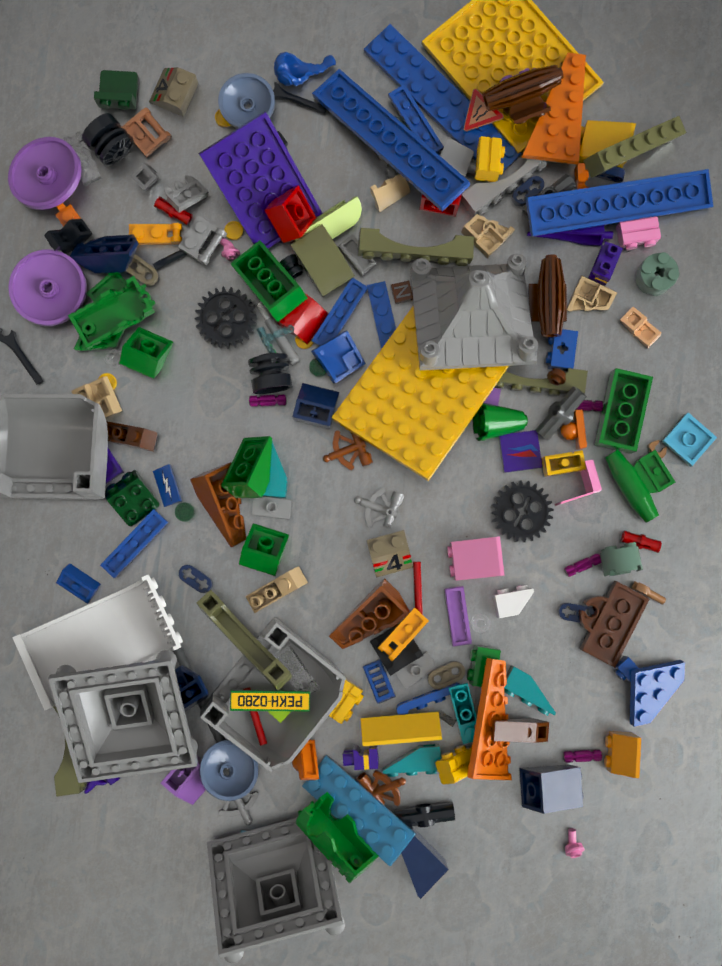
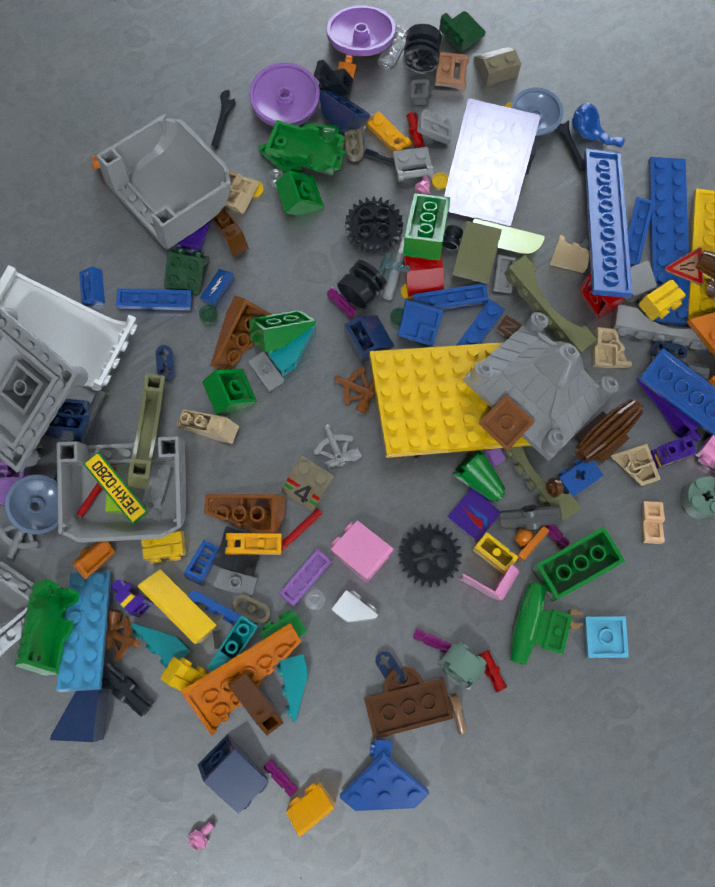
camera: 50 degrees right, 10 degrees down
(290, 214) = (488, 202): red slope -> none
(483, 369) = (506, 422): none -> dark orange tile

